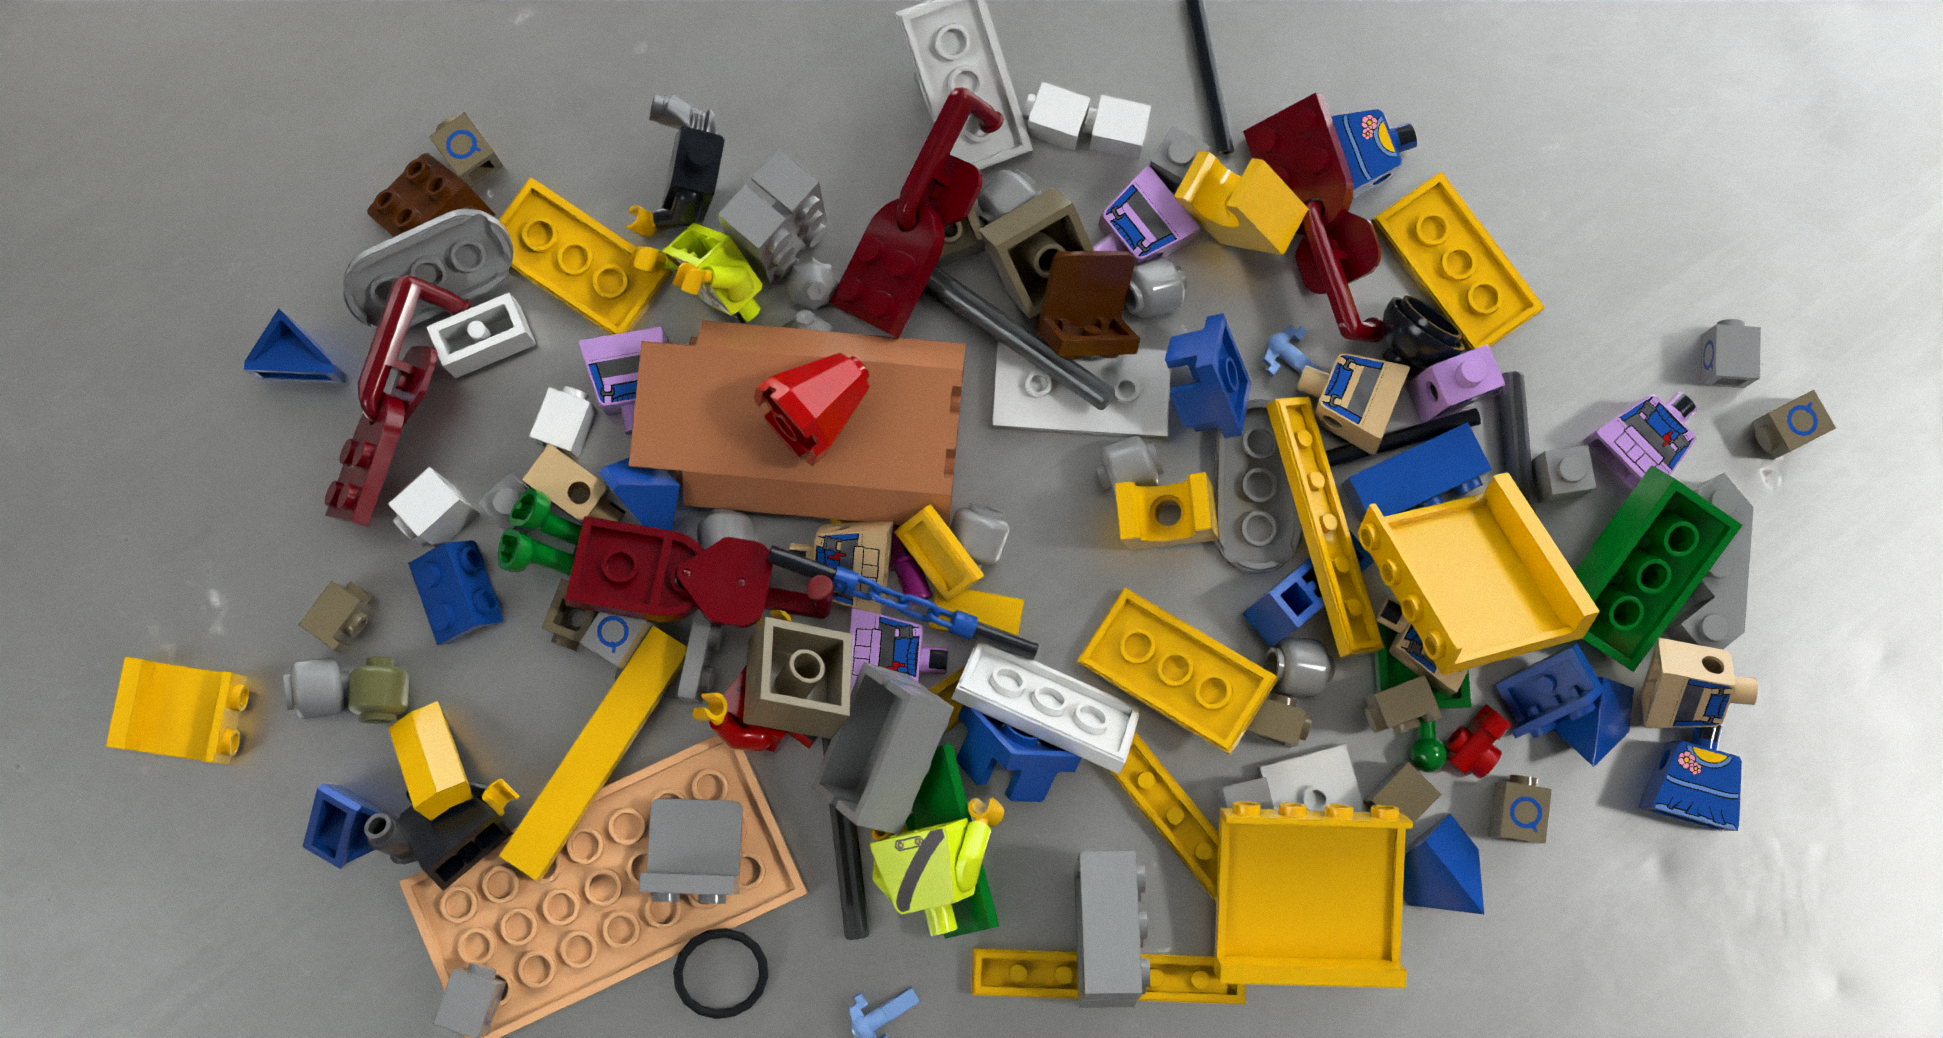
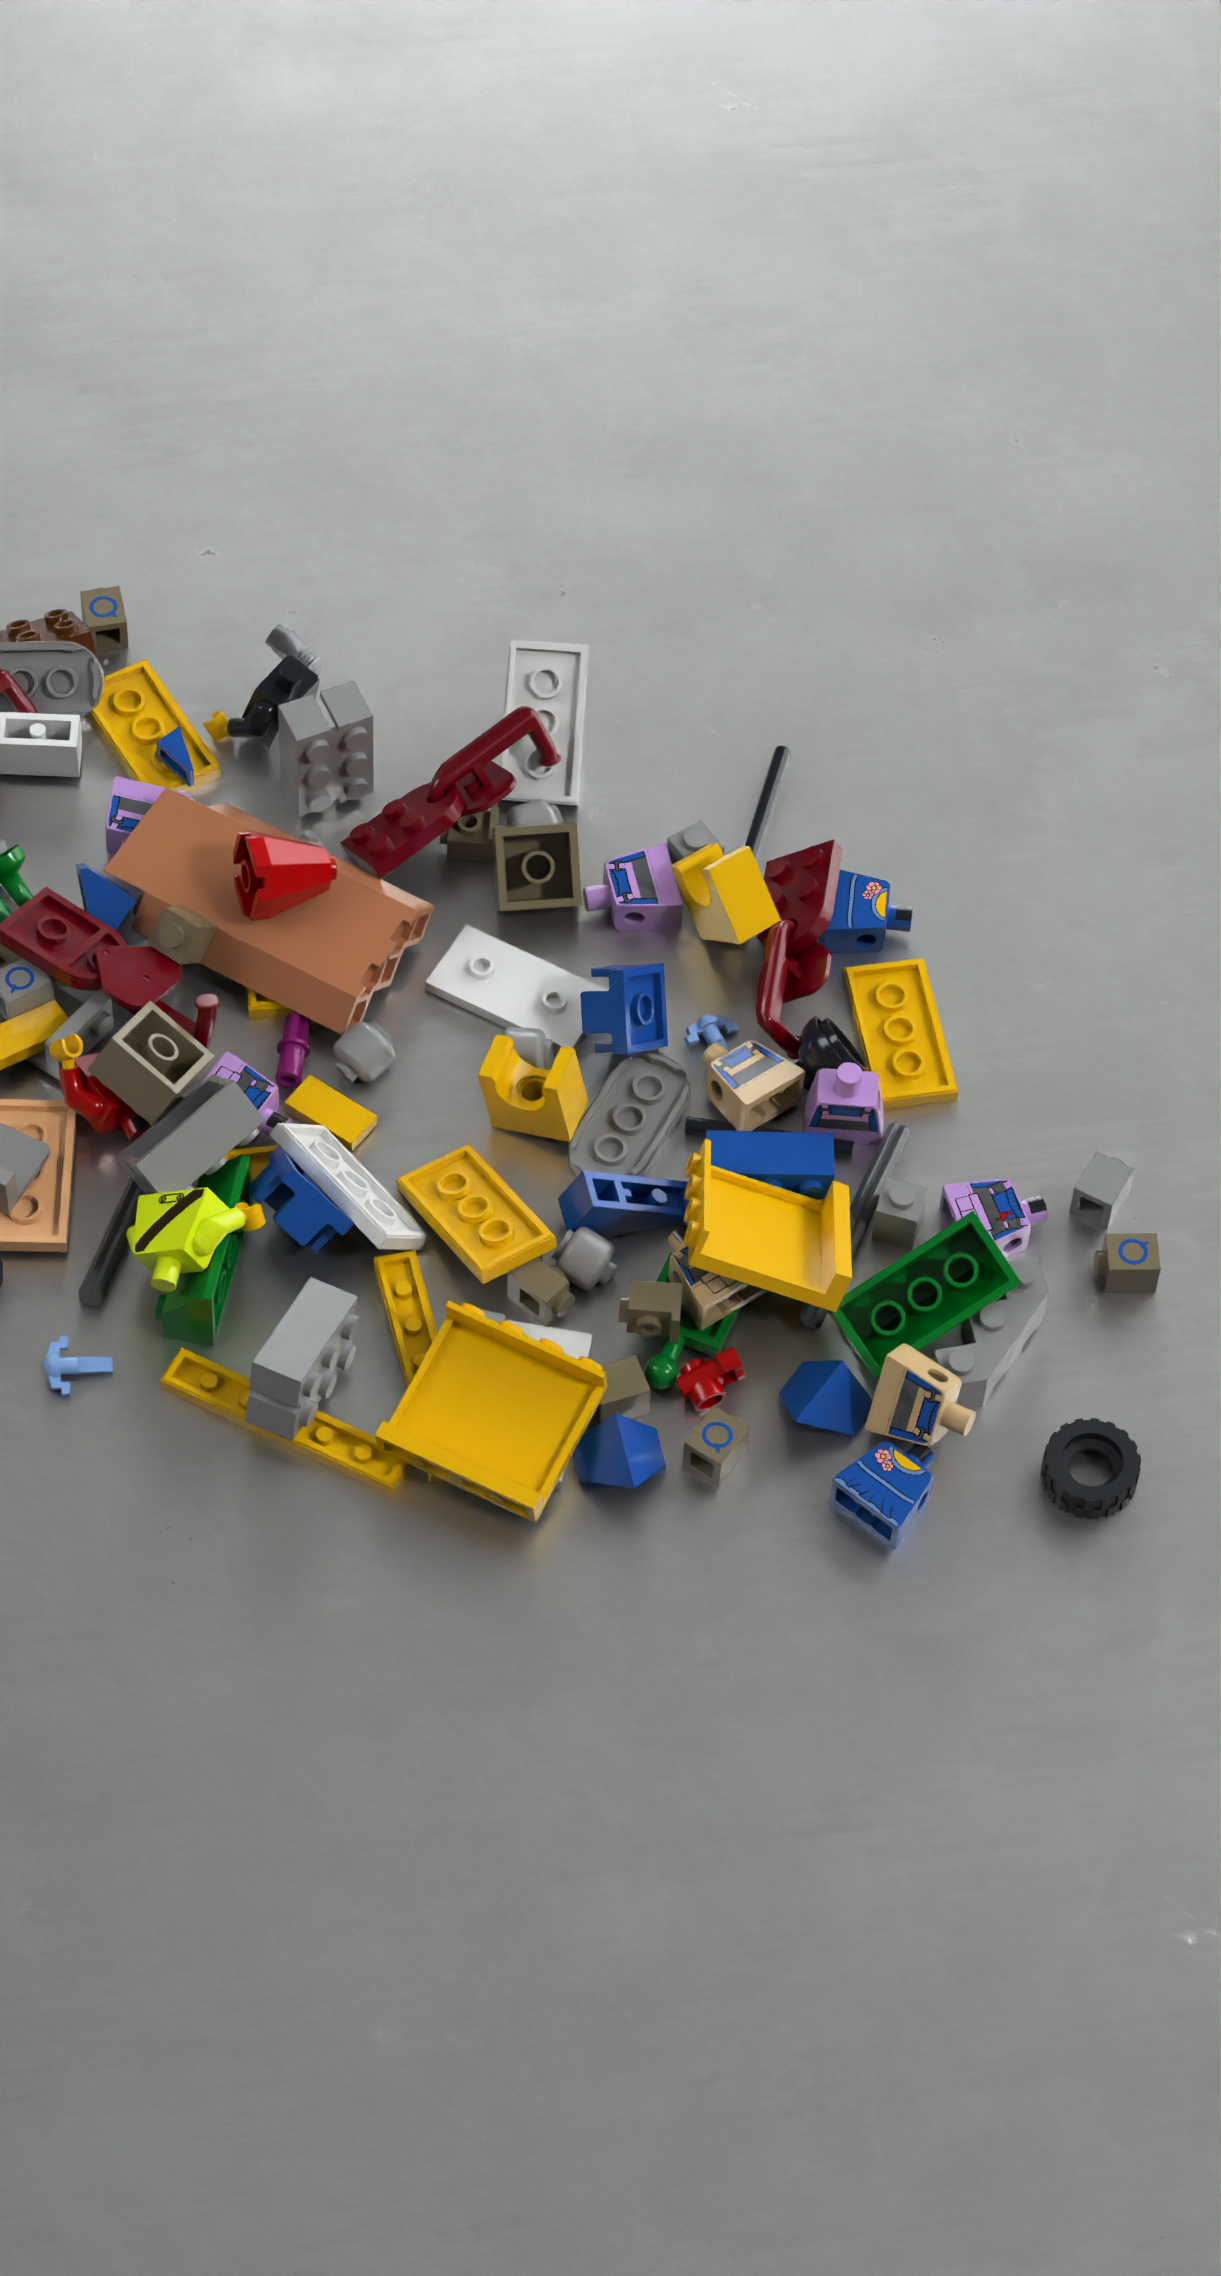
camera: 25 degrees right, 25 degrees down
(560, 476) = (46, 862): tan torso -> none
(564, 421) = (68, 834): white brick -> none
(619, 281) = (174, 754): none -> blue piece
(708, 267) = (254, 769): neon yellow torso -> none
(747, 507) = (182, 935): none -> dark tan brick
(811, 284) = (332, 821): light grey piece -> none
(857, 547) = (250, 1021): tan torso -> none
(939, 553) = (323, 1043): yellow tile -> none
(960, 624) = (309, 1098): piece -> none
(1019, 339) = (480, 921): dark grey axle -> none
(1056, 115) = (612, 787): white brick -> none
(1087, 304) = (555, 913): reddish brown bracket -> none
(1118, 126) = (658, 812): white brick -> none
(1155, 288) = (621, 938): light grey head -> none
(1324, 526) = (664, 1159): yellow tile -> none
(1550, 690) = (792, 1359): blue bracket -> none
(1897, 660) = (1099, 1438): none -> black tyre

